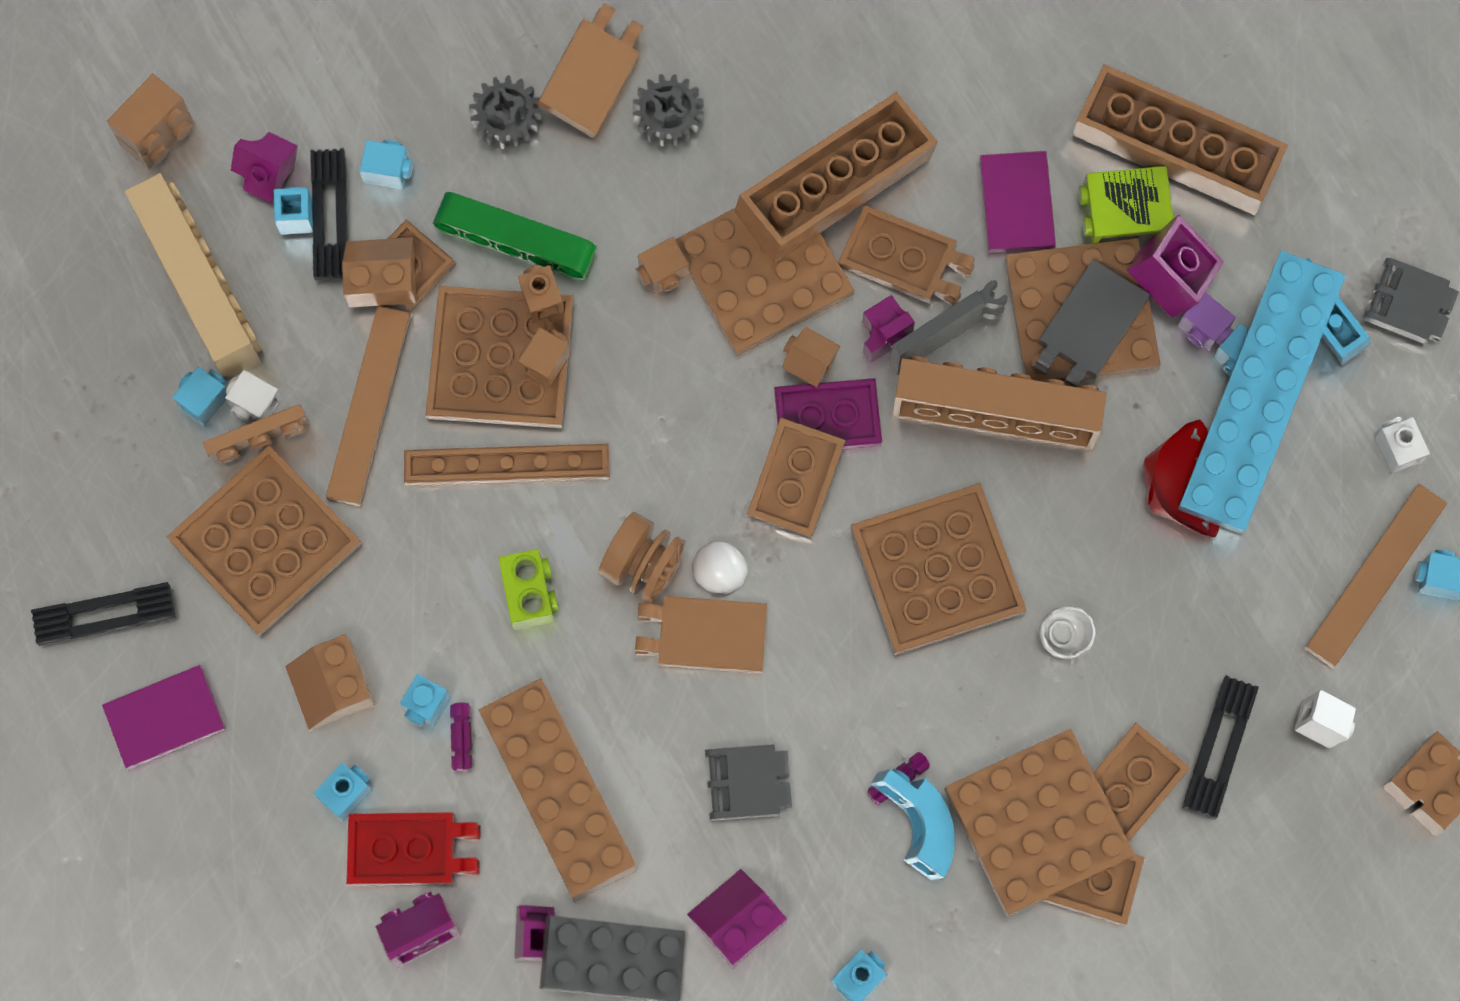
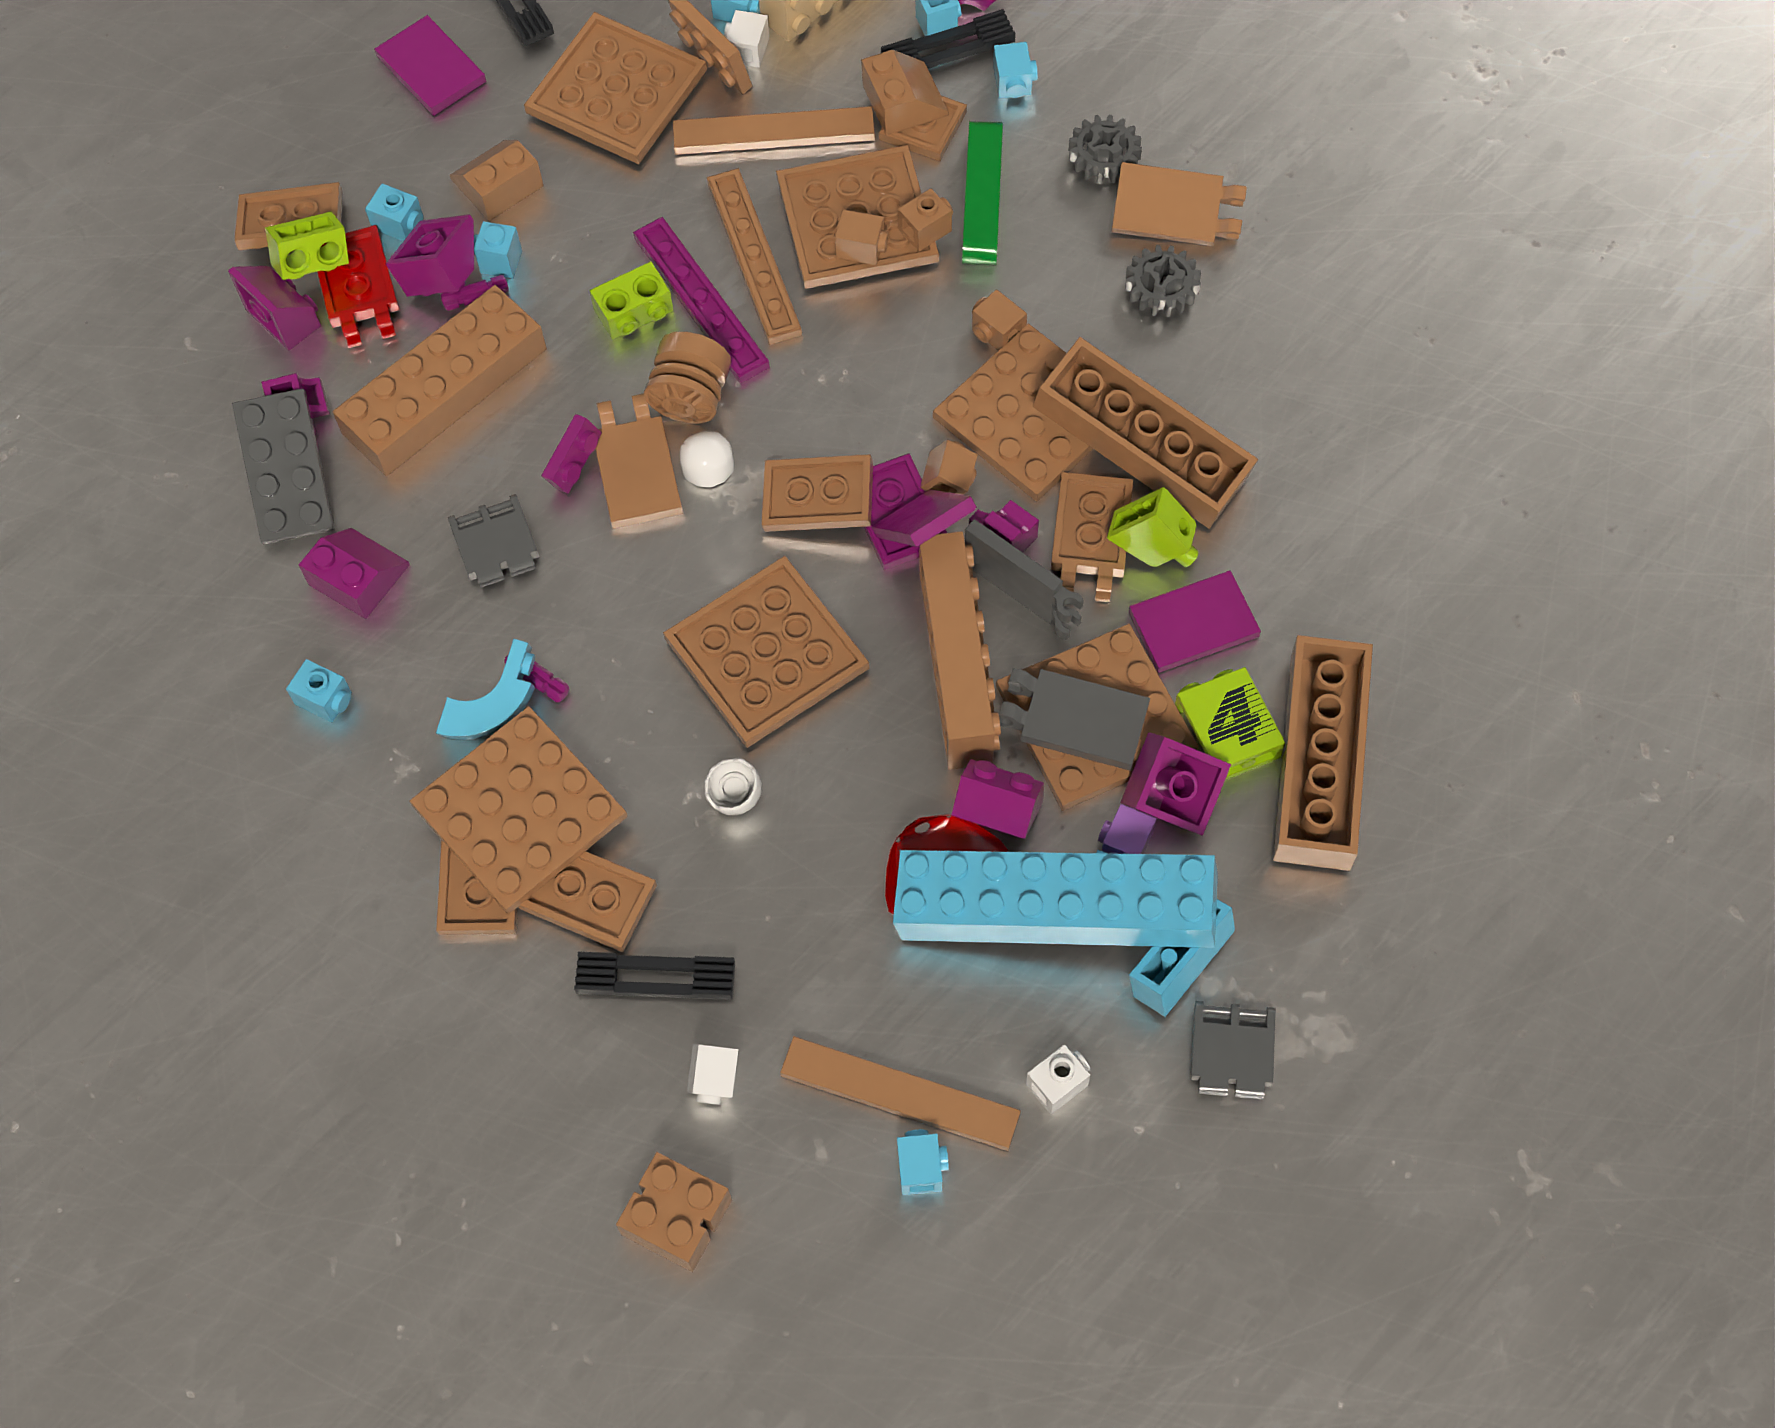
camera: 75 degrees right, 10 degrees down
(311, 897) = (282, 206): none -> medium nougat plate
(373, 880) = (306, 239): none -> lime brick
(420, 759) = (435, 256): none -> magenta slope
(538, 527) = (700, 298): none -> magenta tile
(675, 674) = (571, 454): none -> magenta plate
(871, 388) = (924, 517): none -> magenta tile
(934, 192) = (1155, 530): none -> lime torso
(1154, 412) = (998, 798): none -> magenta slope

